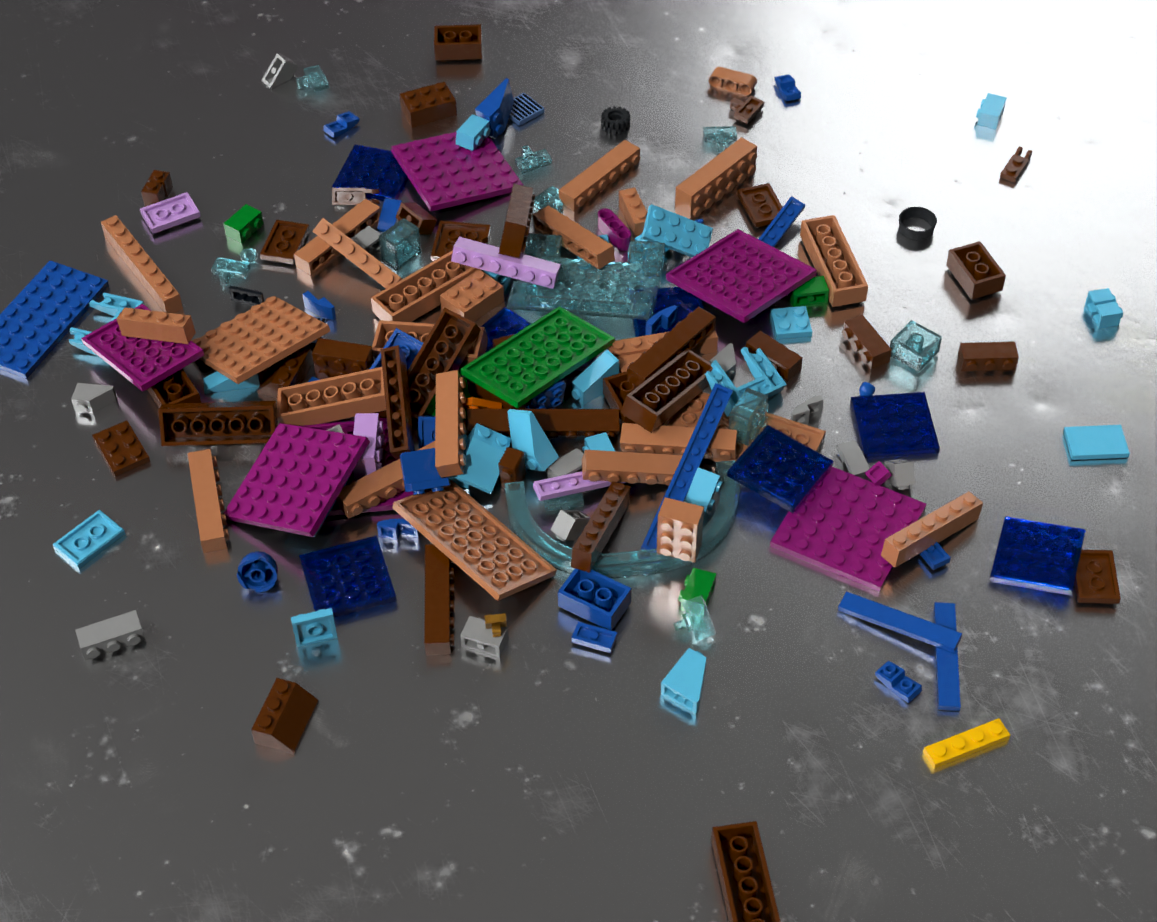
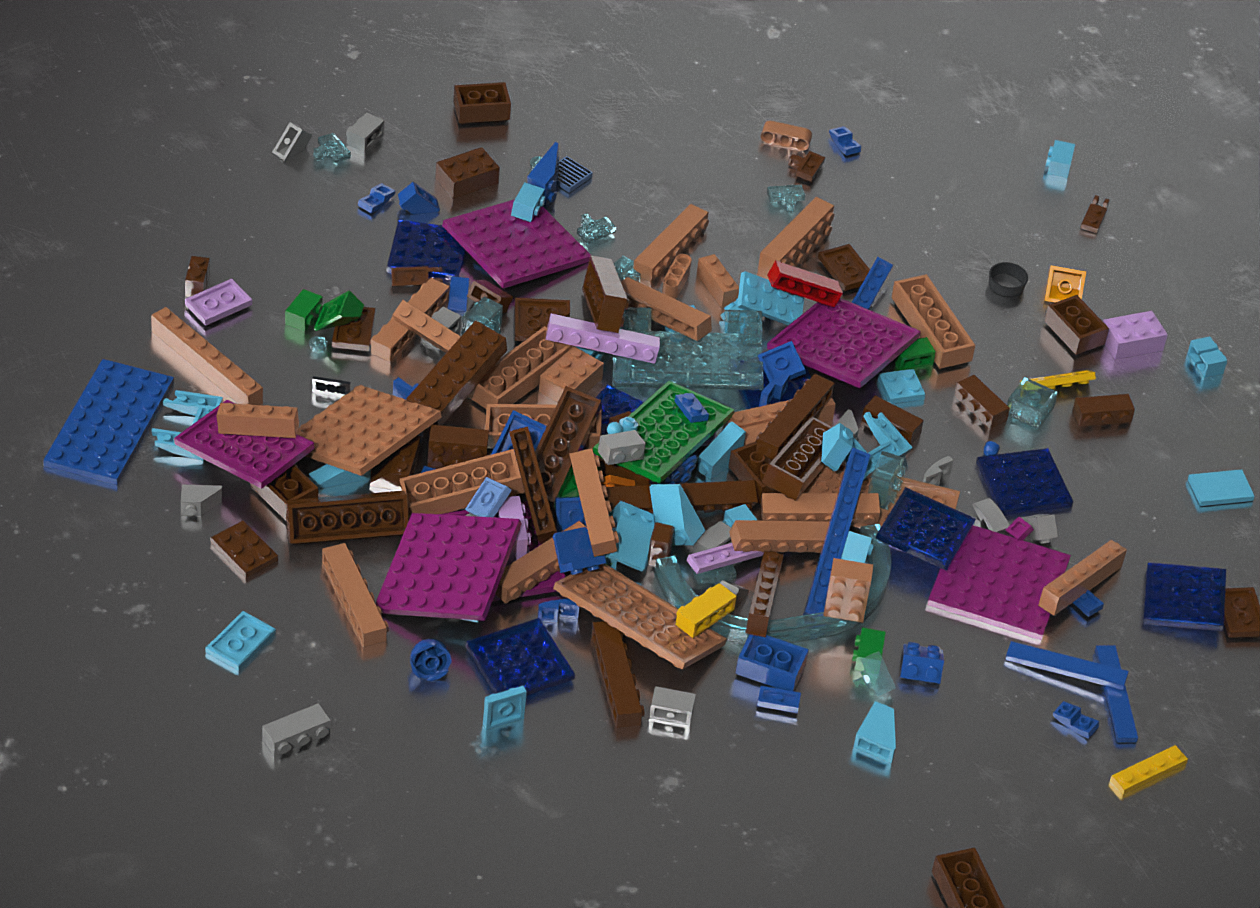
camera: 15 degrees left, 5 degrees down
(230, 269) = (302, 359): clear light blue hinge -> none
(272, 226) = (339, 311): none -> green slope
(284, 716) = (496, 792): reddish brown slope -> none
(347, 65) = (365, 132): none -> light grey brick
(348, 414) = (488, 498): none -> medium blue tile
(359, 289) = (460, 370): none -> reddish brown brick
(376, 127) = (417, 200): none -> blue slope
(484, 370) = (621, 447): none -> light grey brick
(495, 622) = (686, 690): pearl gold tile -> none
(499, 349) = (625, 424): none -> medium azure plate
(536, 540) = (705, 610): none -> yellow brick
(571, 334) = (691, 407): none -> blue plate
(601, 199) = (677, 275): none -> nougat beam
(608, 120) = (667, 178): black tyre -> none
(617, 232) = (695, 294): magenta beam -> none
(674, 292) = (782, 361): none -> blue plate
(701, 380) = (836, 445): none -> medium azure slope
(711, 219) = (804, 283): none -> red brick
(749, 608) = (922, 662): none -> blue bracket
(954, 324) = (1065, 379): none -> yellow plate
(971, 229) = (1064, 283): none -> light orange slope
(1033, 283) = (1134, 335): none -> lavender brick

